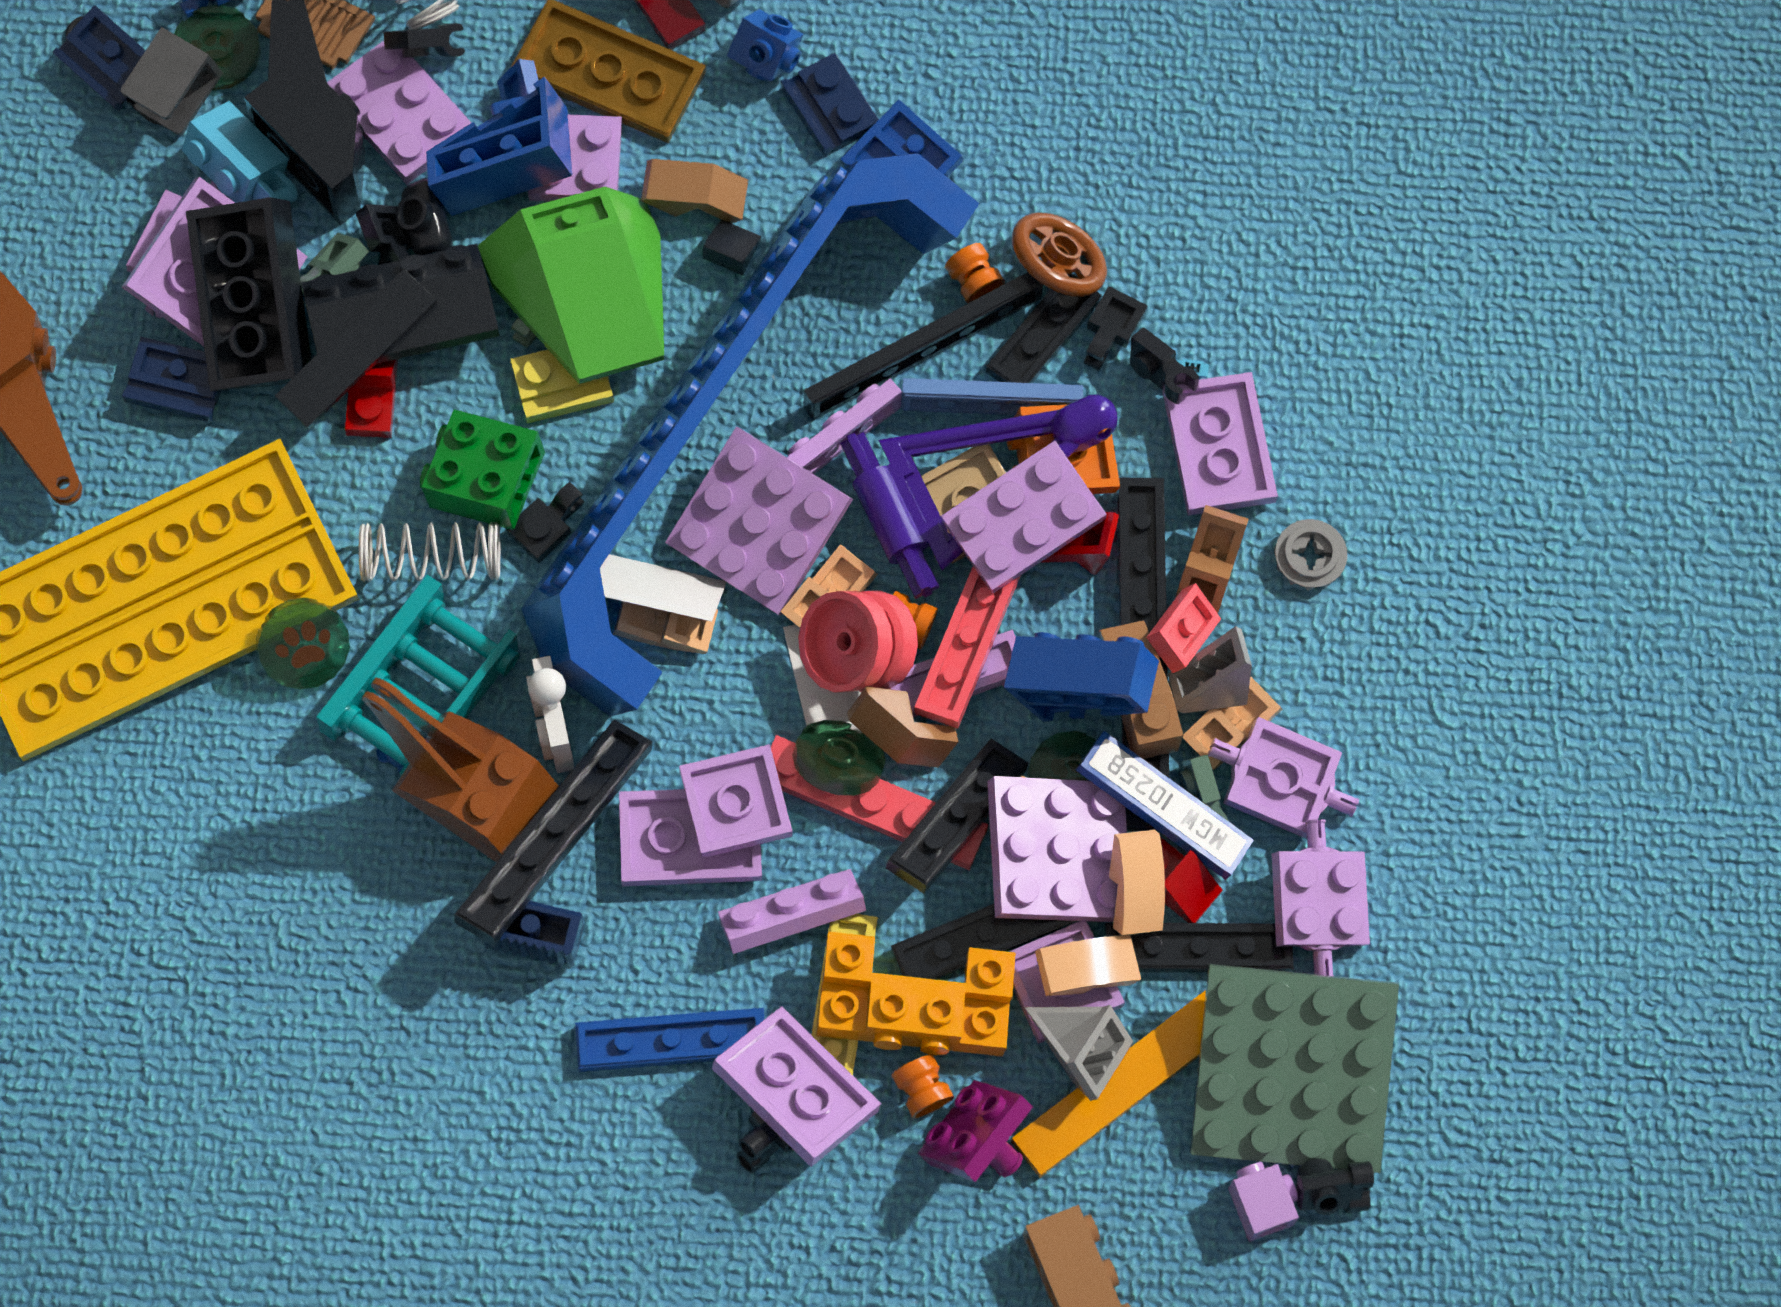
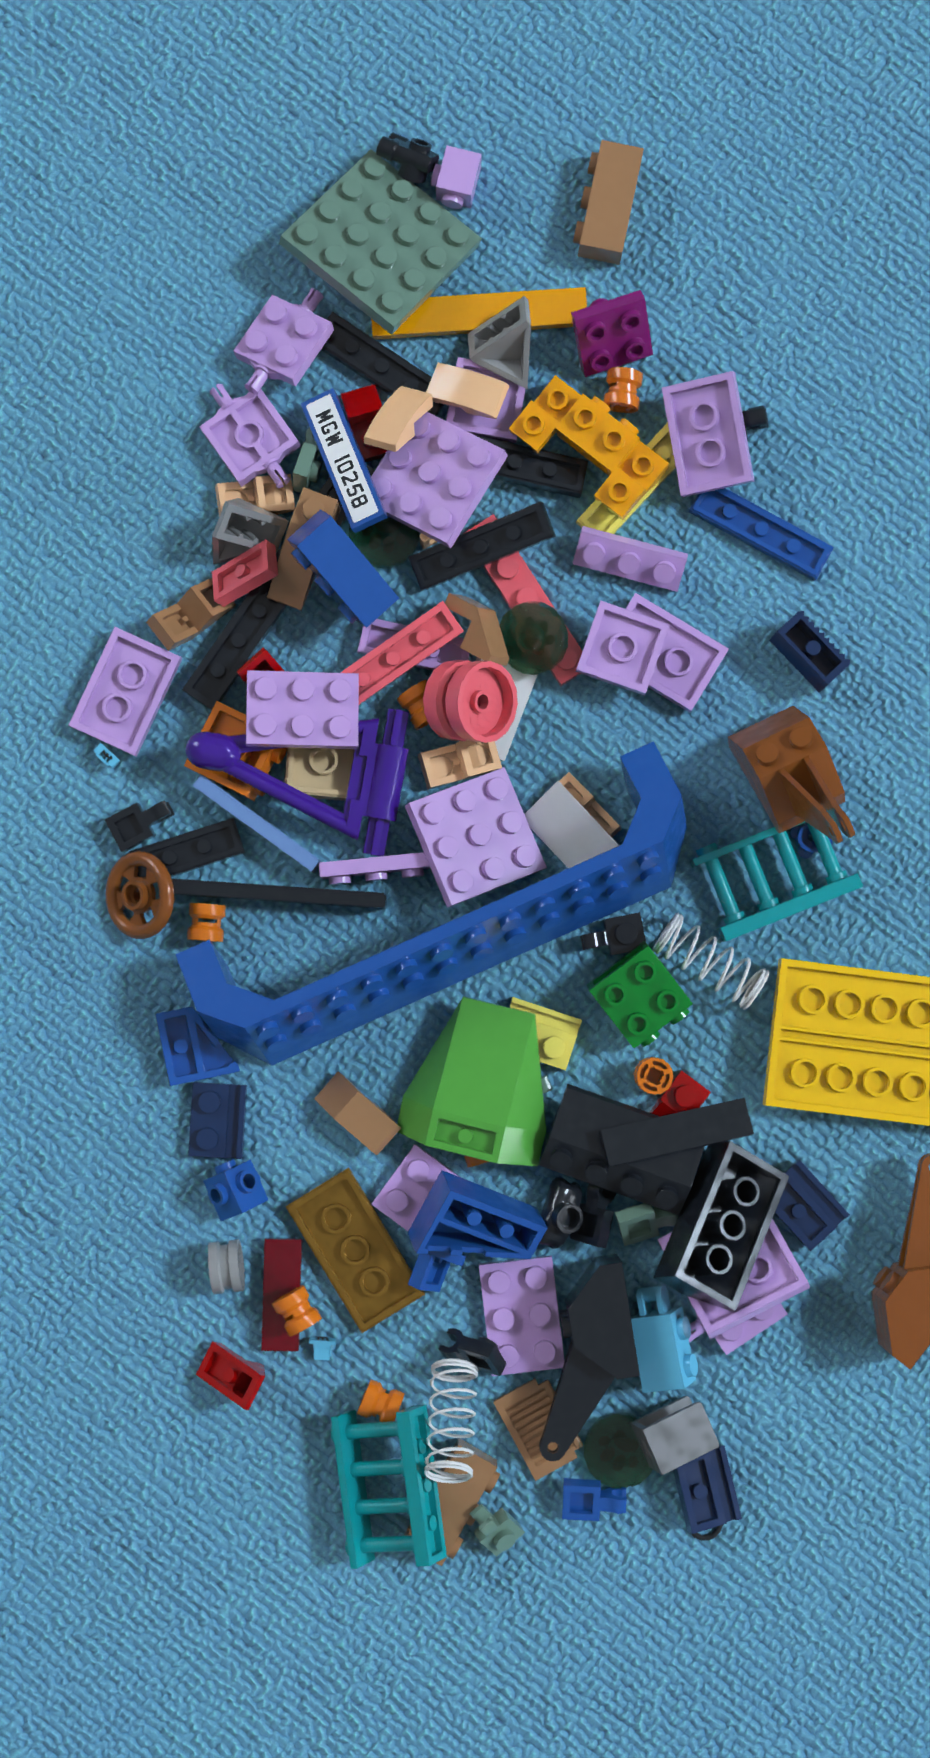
camera: 140 degrees left, 15 degrees up
(302, 643) = (837, 948): clear green tile -> none
(416, 416) = (649, 1071): none -> orange wheel
(546, 690) = (710, 780): white plate -> none
(553, 832) = (757, 703): black tile -> none
(730, 247) = (357, 1057): black slope -> none
(1158, 363) = (128, 775): black plate -> none
(1326, 542) = (119, 559): light grey gear -> none

